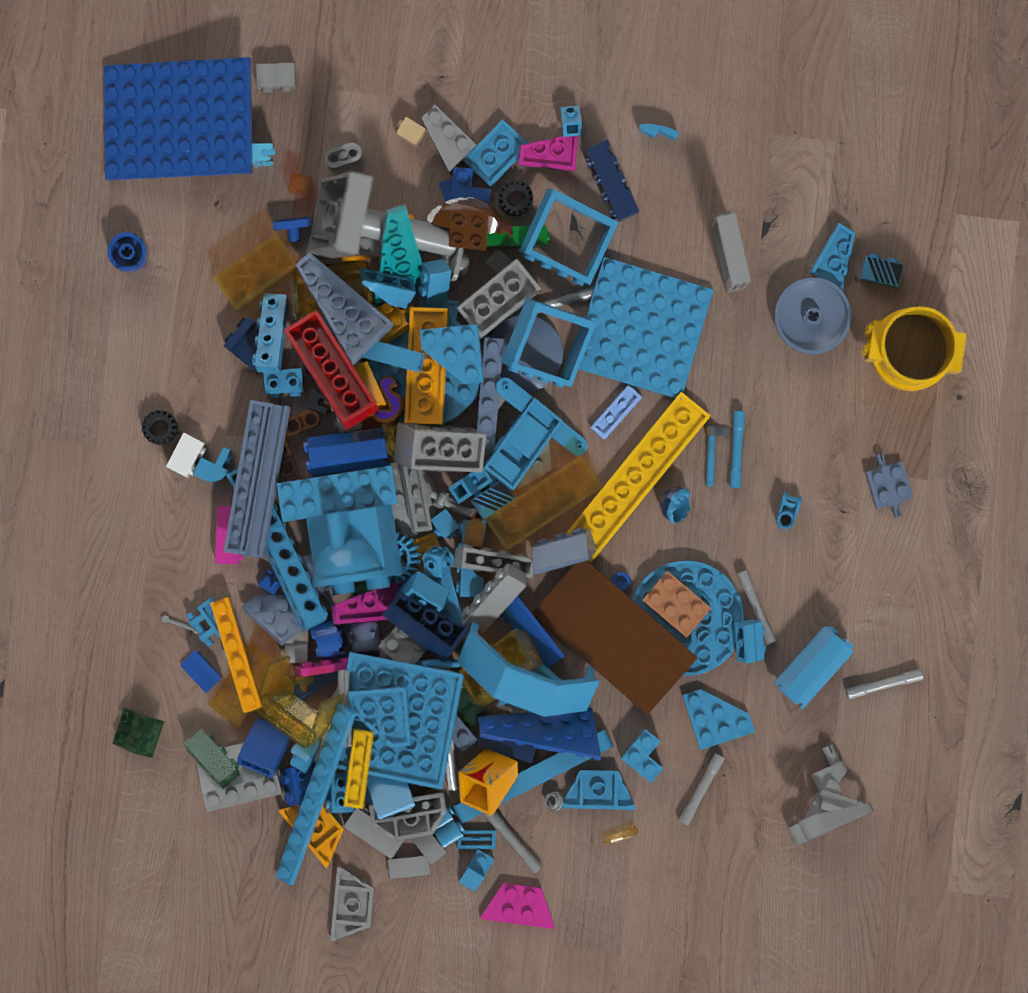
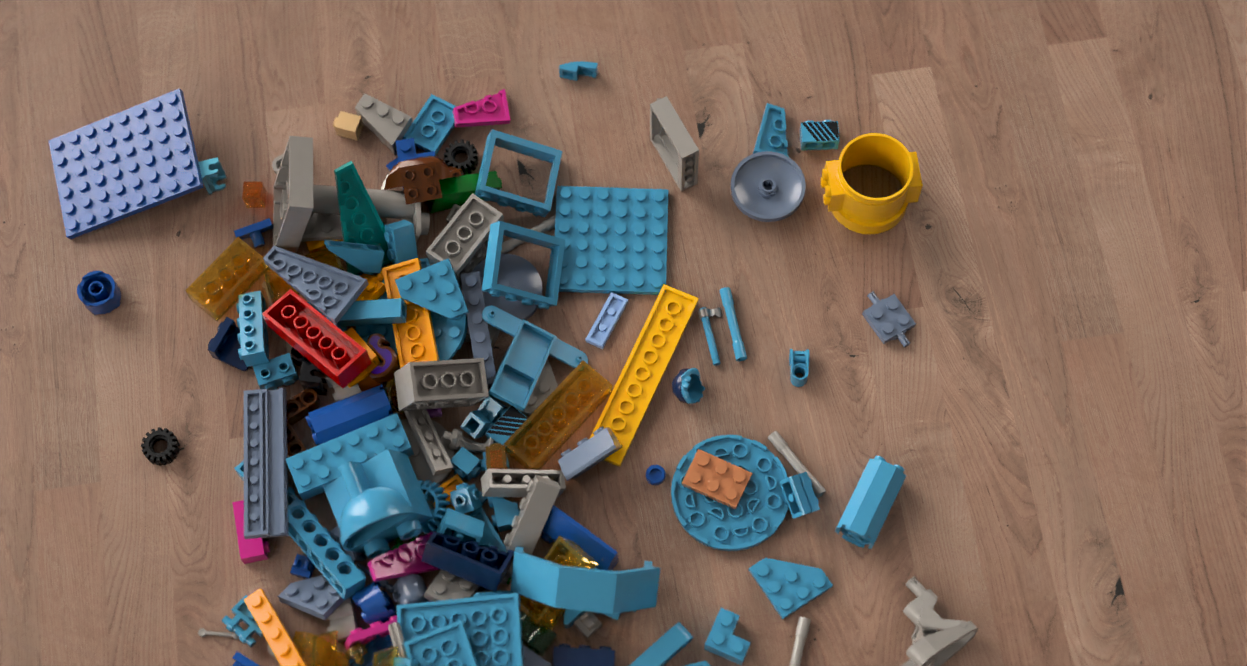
camera: 10 degrees left, 20 degrees down
(186, 455) = (192, 465): white brick -> none
(214, 472) = (222, 473): dark azure brick -> none
(276, 76) = (212, 110): light grey brick -> none
(555, 733) = (619, 635): blue wing -> none
(571, 121) = (495, 79): dark azure brick -> none
(611, 181) = (545, 118): dark blue wedge -> none
(615, 635) = (665, 525): reddish brown tile -> none
(863, 689) = (927, 515): light grey piece -> none

